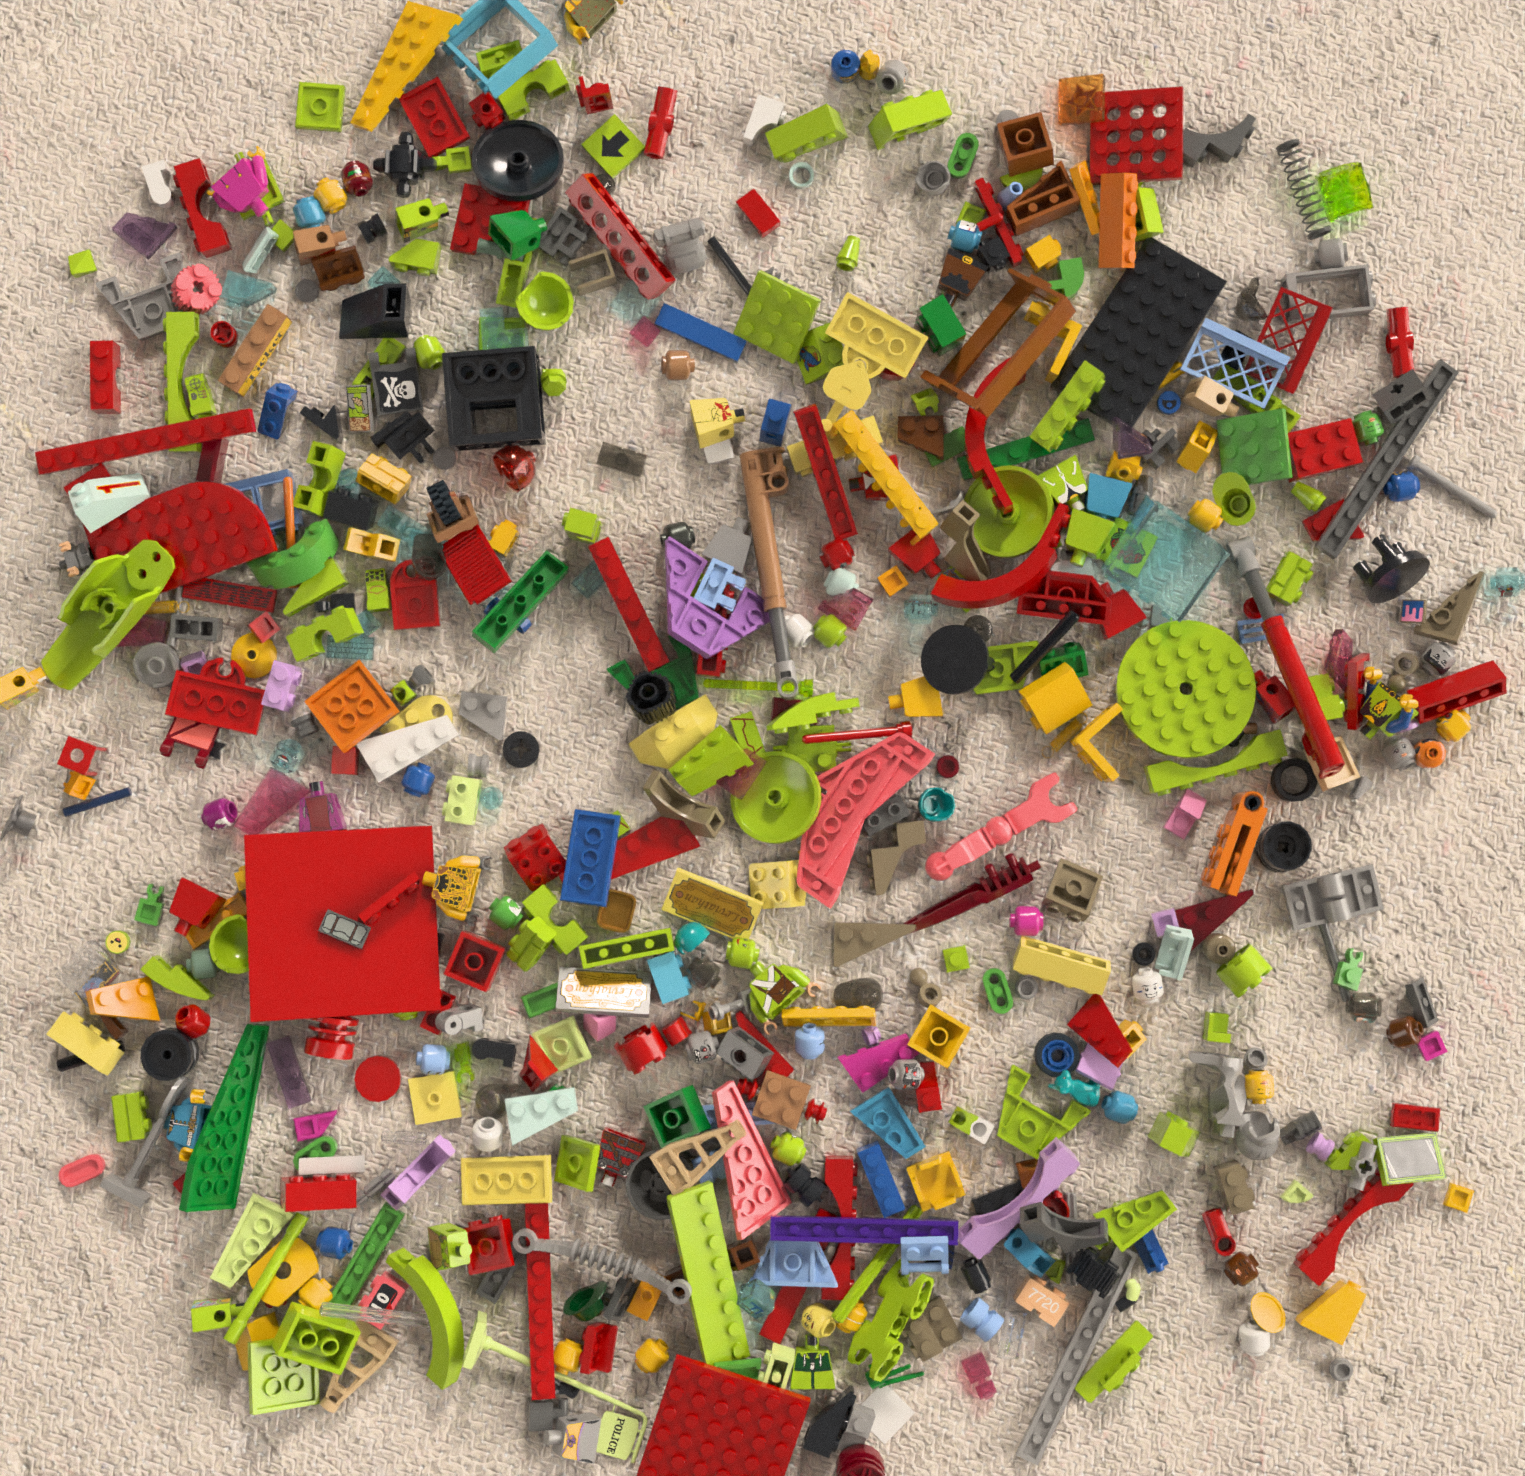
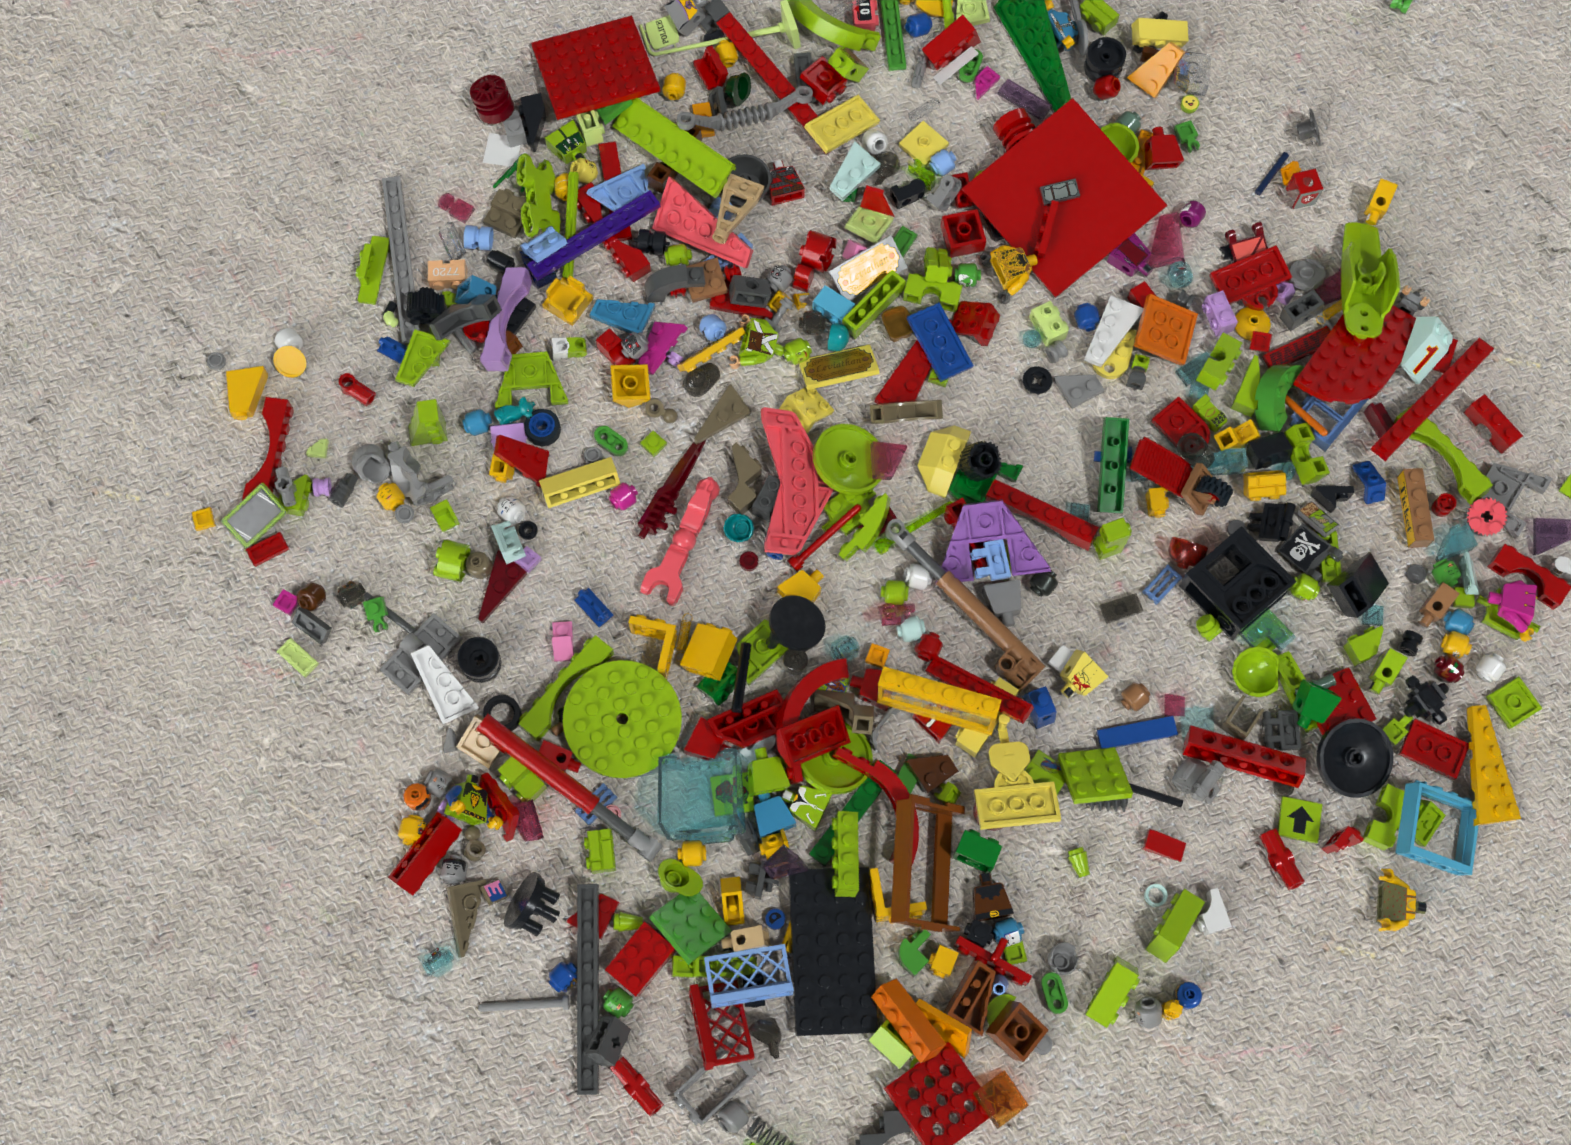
camera: 140 degrees right, 15 degrees down
(176, 978) = (1139, 103): lime slope -> none
(200, 396) = (1424, 455): lime leg -> none
(280, 268) = (1446, 572): none -> bright green head
(316, 151) = (1490, 667): none -> white head
(338, 268) = (1408, 599): reddish brown bracket -> none
(346, 600) = (1226, 391): black plate -> none
(378, 1078) = (967, 131): red tile -> none
(418, 1172) = (900, 91): lavender arch -> none
(486, 111) = (1401, 775): red brick -> none
(577, 1163) = (805, 160): lime plate -> none
(581, 452) = (1152, 594): none -> medium blue tile
(677, 1116) = (764, 226): green brick -> none
(709, 761) = (910, 451): lime wedge -> none
(747, 732) = (898, 490): lime tile -> none
(756, 1298) = (632, 156): clear light blue brick -> none
(816, 1118) = (670, 279): none -> dark grey arch
(880, 1179) = (595, 270): blue arch -> none
(1022, 535) = (812, 736): none -> red slope
(1072, 891) = (606, 536): dark tan plate -> none
(1132, 826) = (593, 607): none -> blue hinge
(1233, 1187) = (365, 422): dark tan brick -> none
(1241, 1269) = (325, 377): reddish brown head -> none
(1246, 813) = (520, 660): orange hinge -> none
(1336, 842) = (444, 689): none -> white wing
(1455, 979) = (297, 657): none -> yellowish green plate

